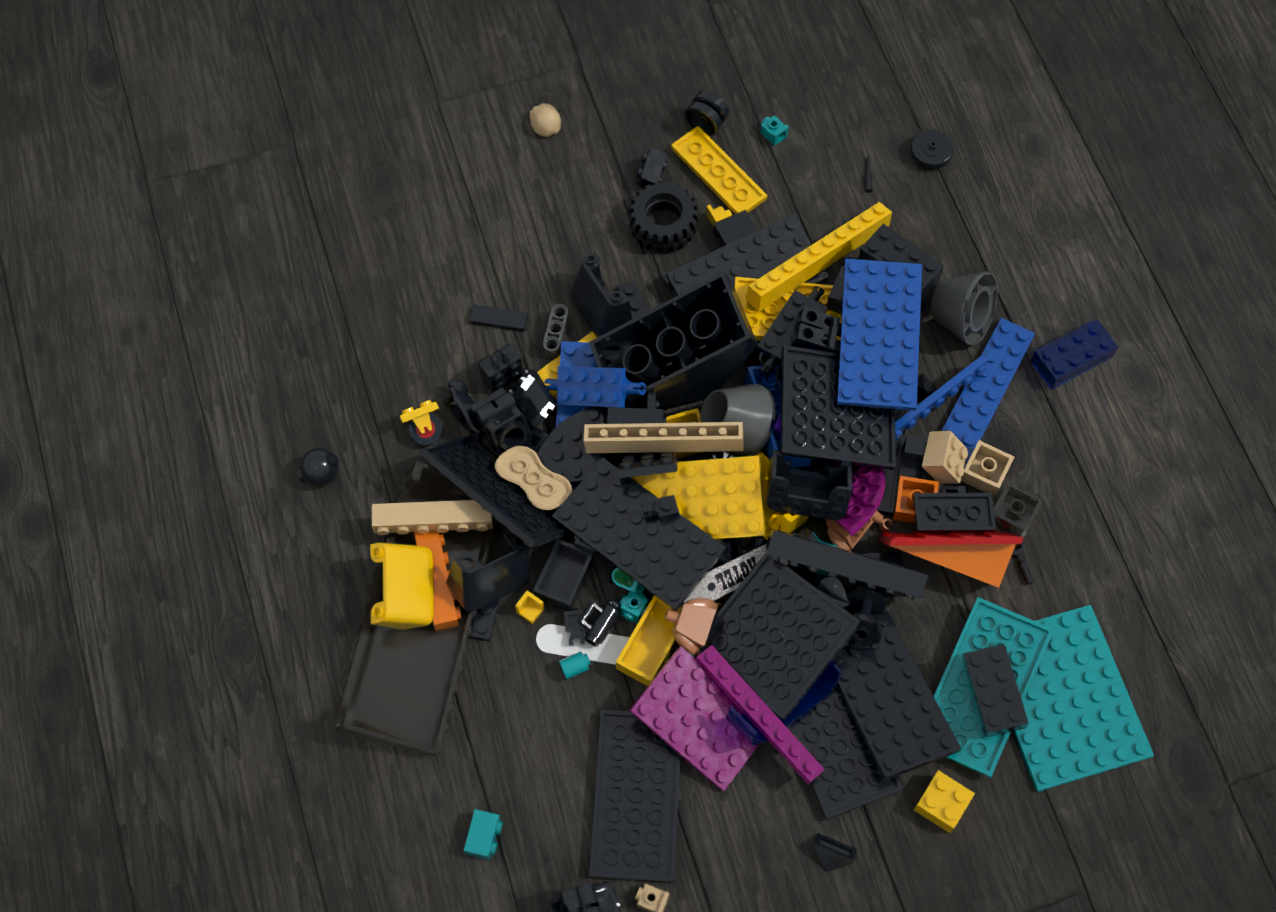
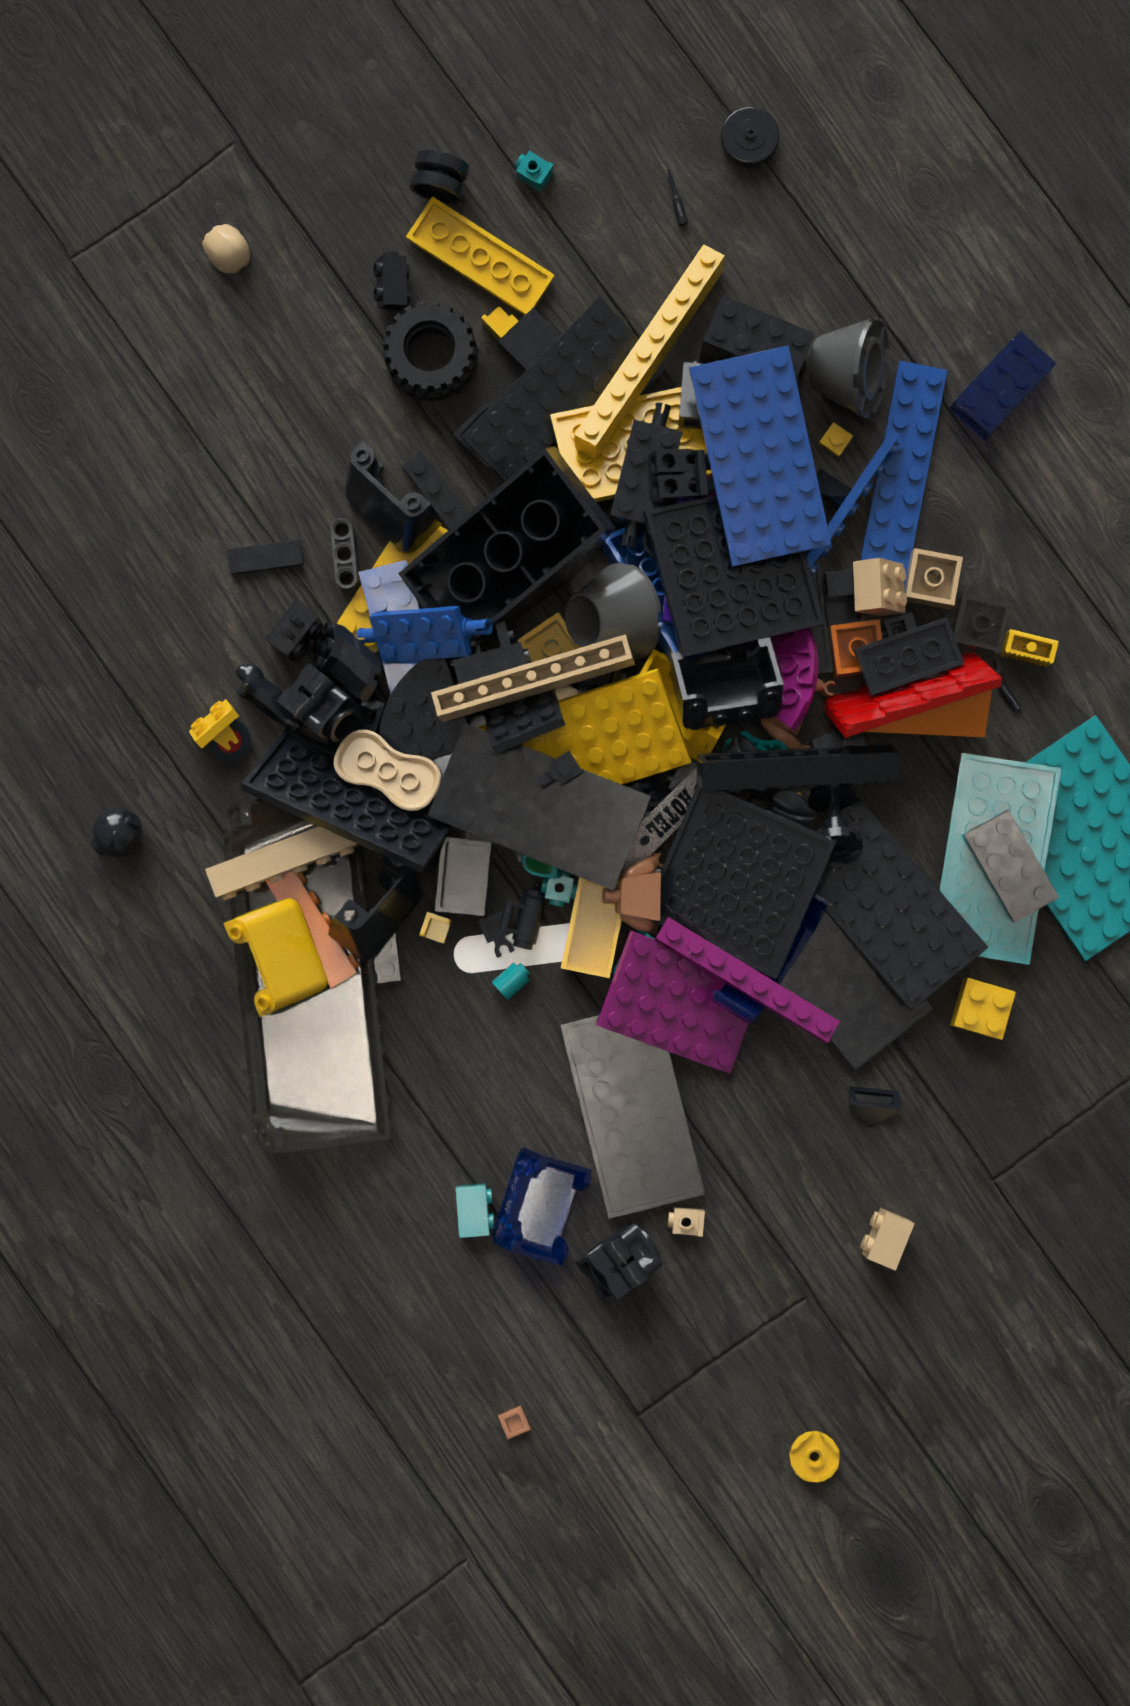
camera: 15 degrees left, 20 degrees up
(538, 846) = (539, 1205): none -> clear blue windscreen
(939, 357) = (835, 439): none -> yellow plate
(1049, 539) = (1029, 648): none -> yellow brick

